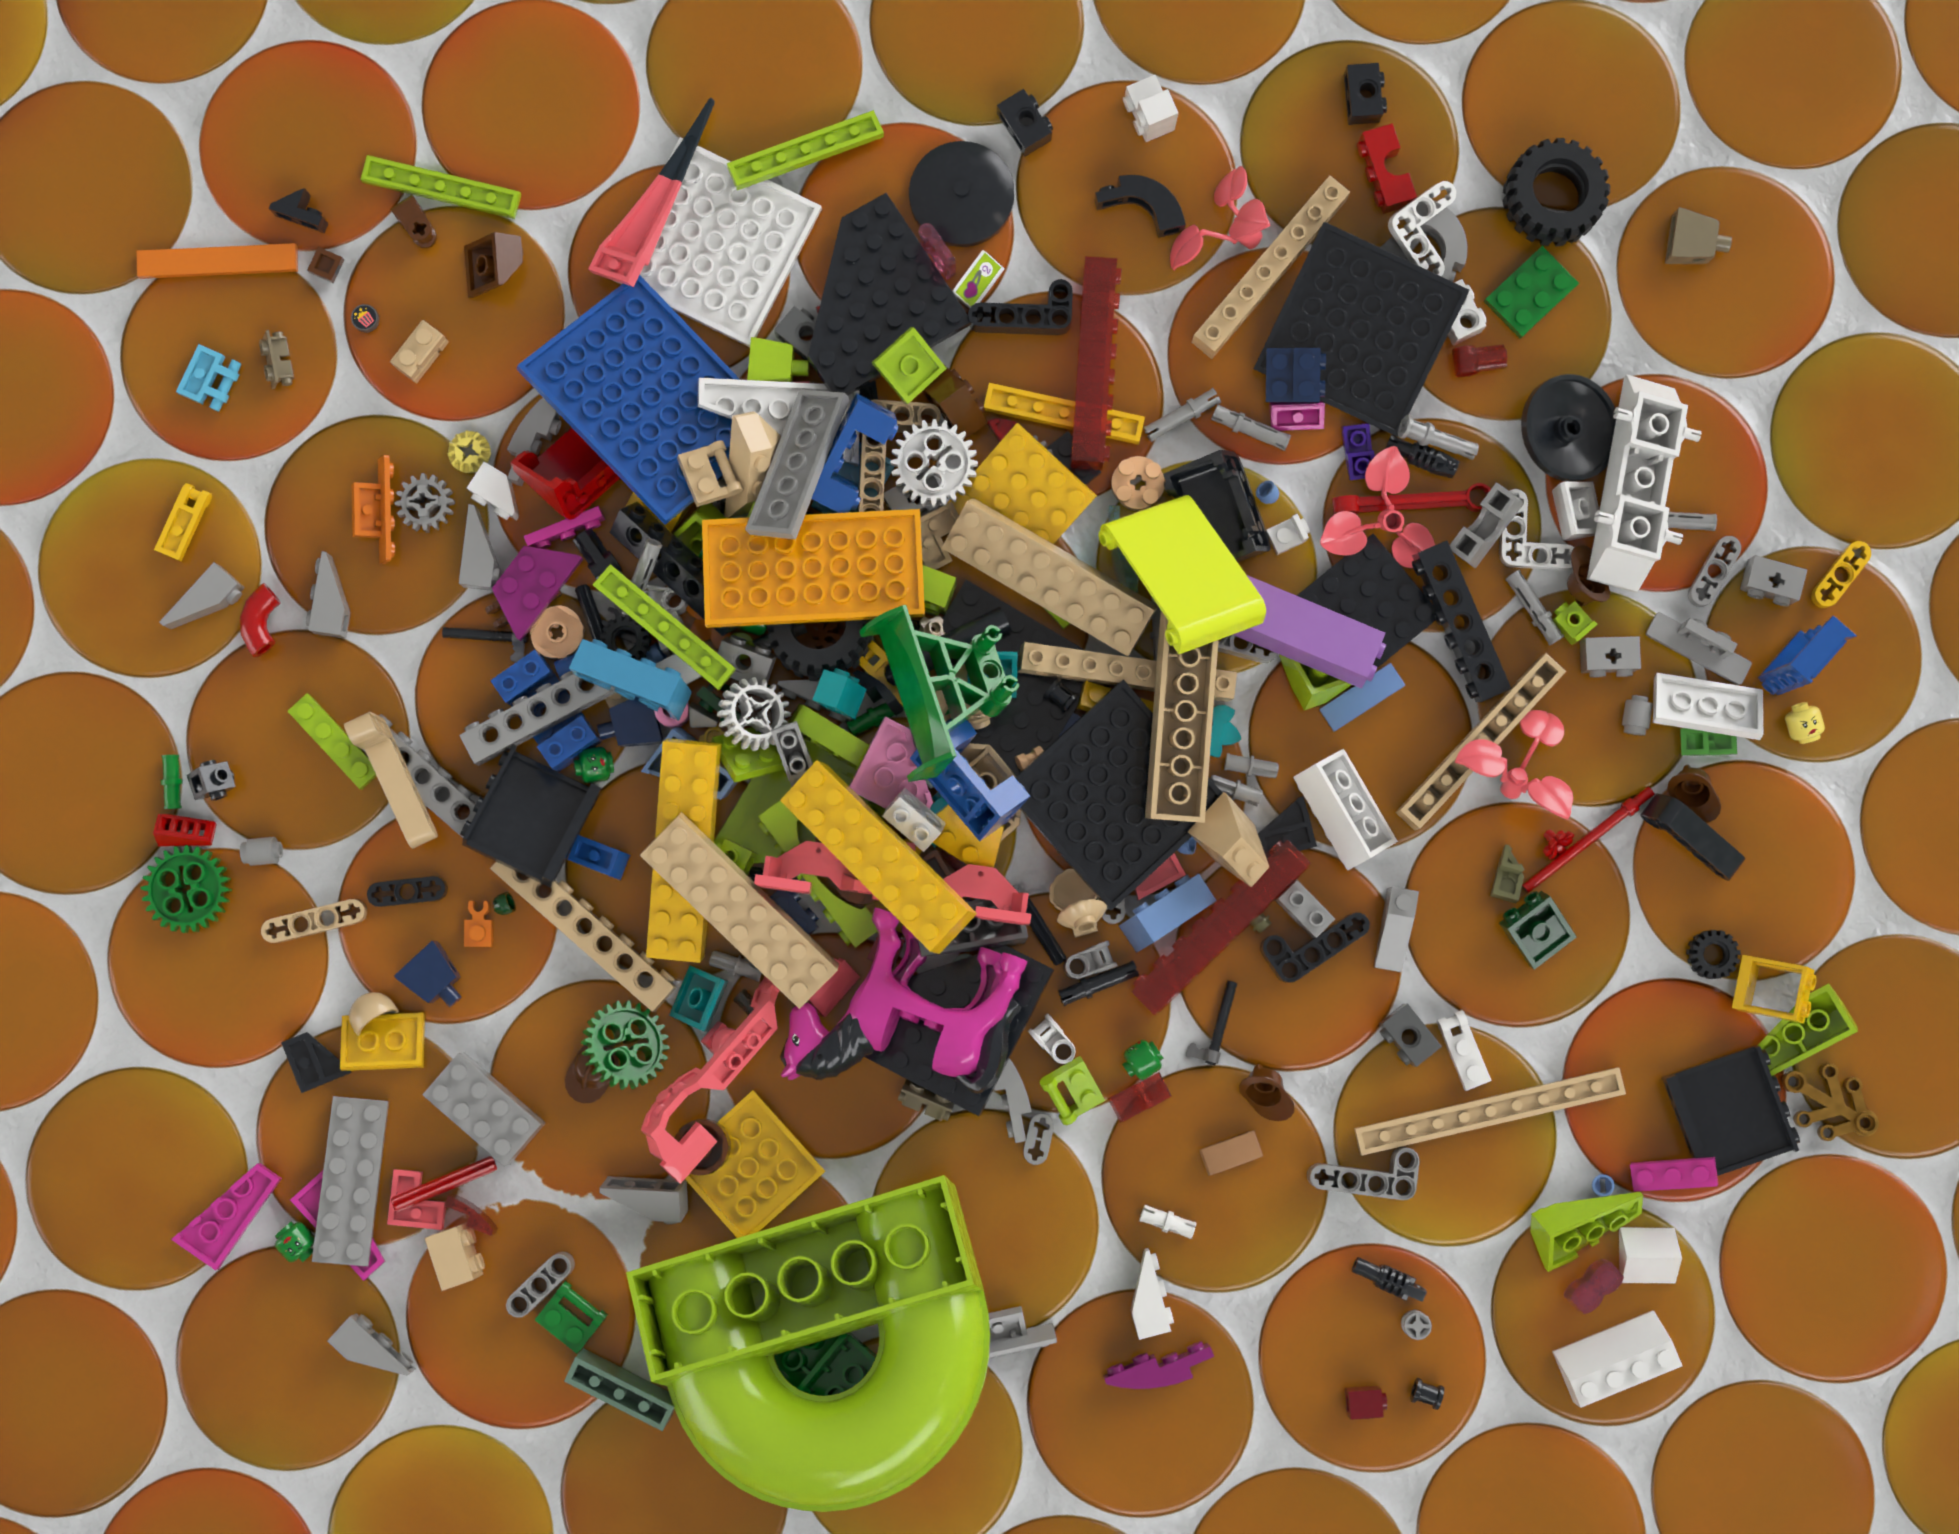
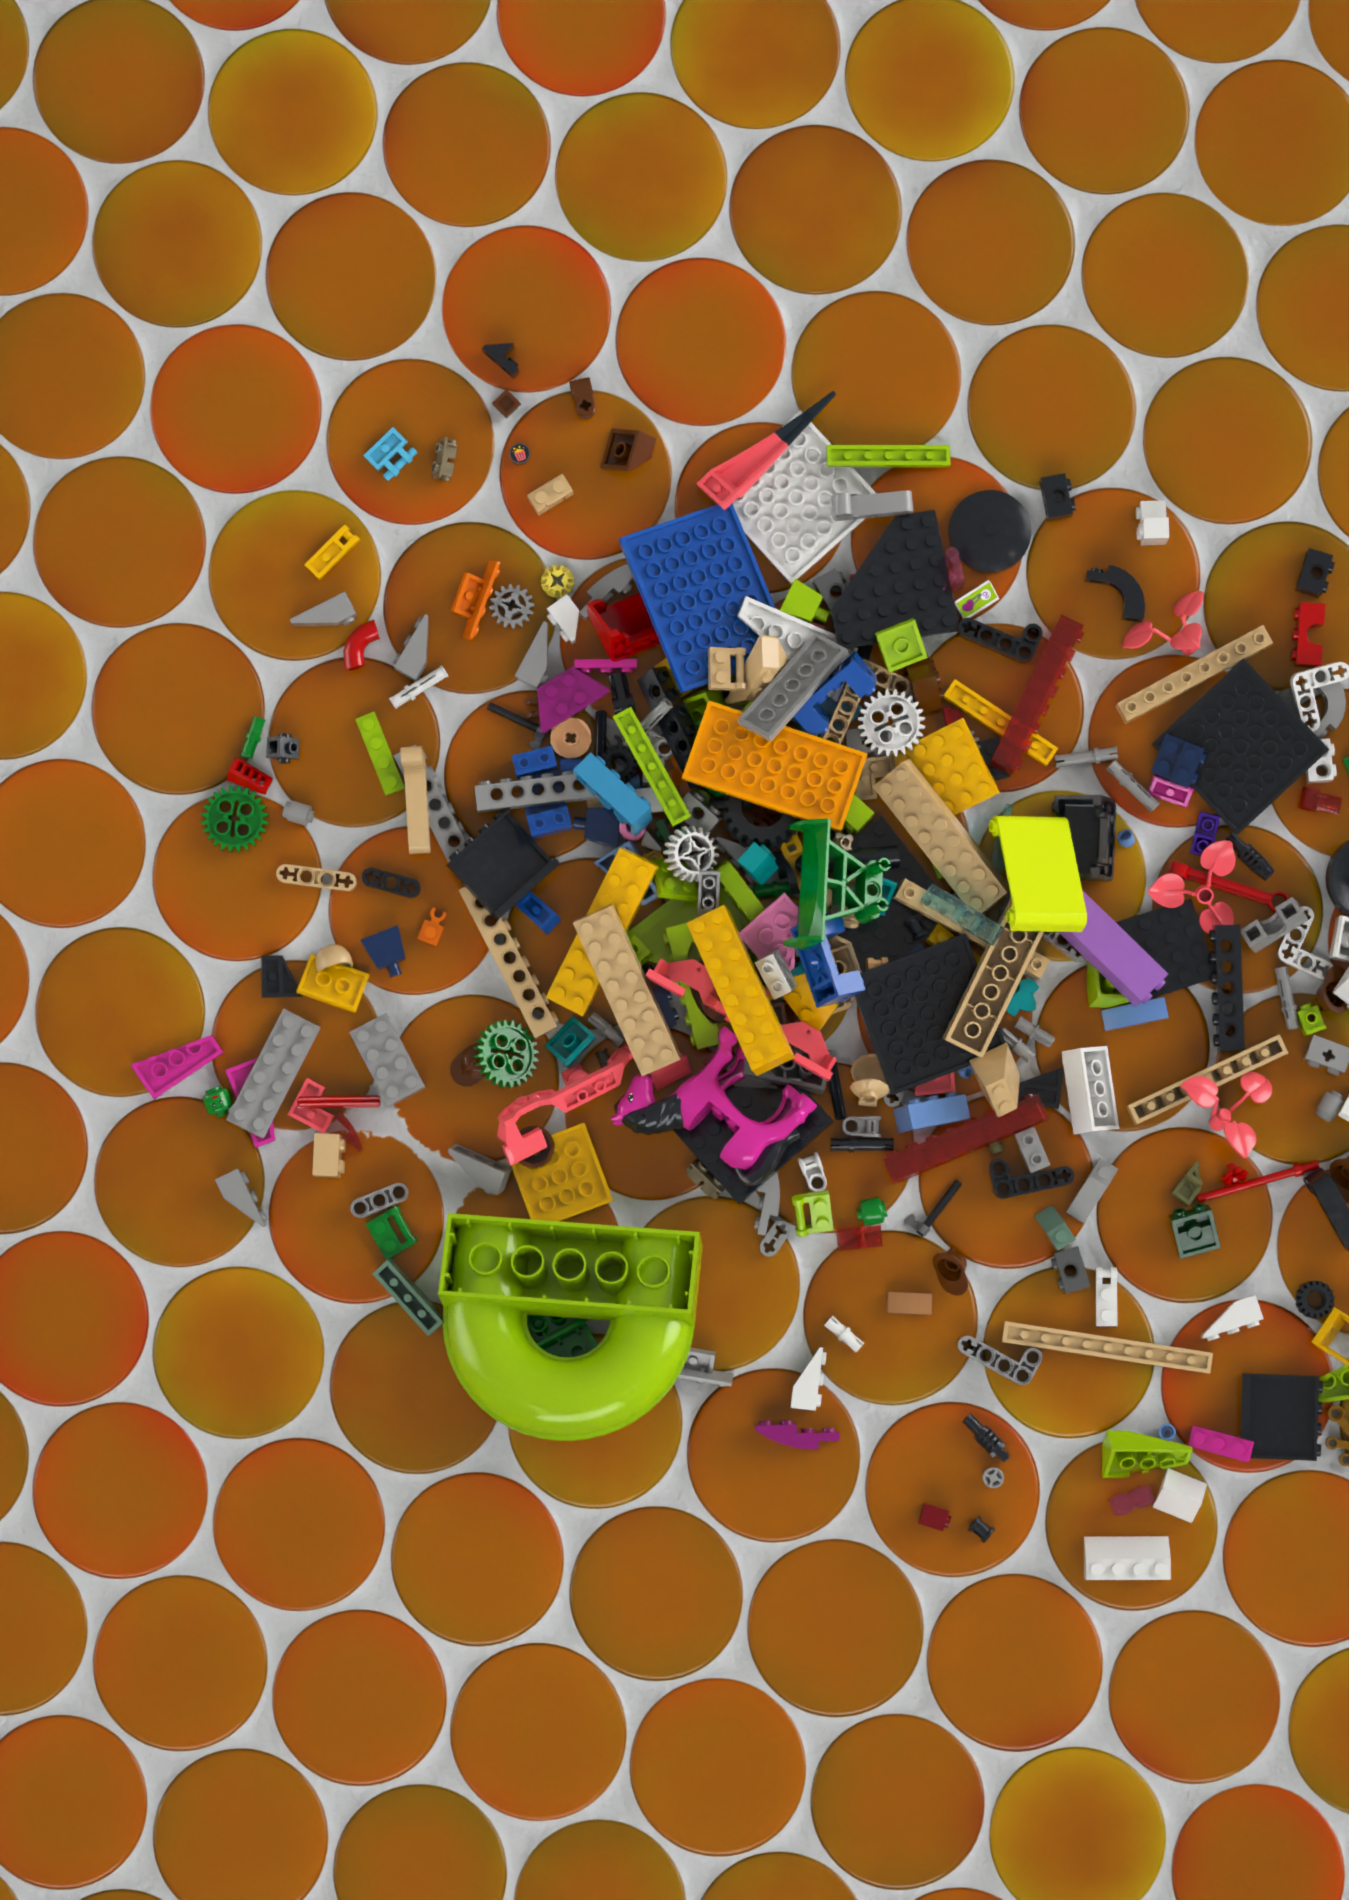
camera: 25 degrees right, 0 degrees up
(217, 261) = (428, 370): orange tile -> none
(349, 643) = (418, 687): none -> white pin
(440, 187) = (611, 378): lime tile -> none
(504, 904) = (457, 919): dark green hinge -> none
(594, 765) = (561, 844): green head -> none
(807, 215) = (871, 505): none -> light grey beam
(1111, 658) = (962, 914): none -> clear light blue slope
(1150, 474) = (1038, 805): light nougat plate -> none
(1288, 534) = (1129, 874): white bracket -> none
(1370, 992) = (1054, 1228): none -> sand green slope
(1427, 434) = (1258, 841): light grey pin -> none
(1628, 1010) = (1239, 1313): none -> white slope

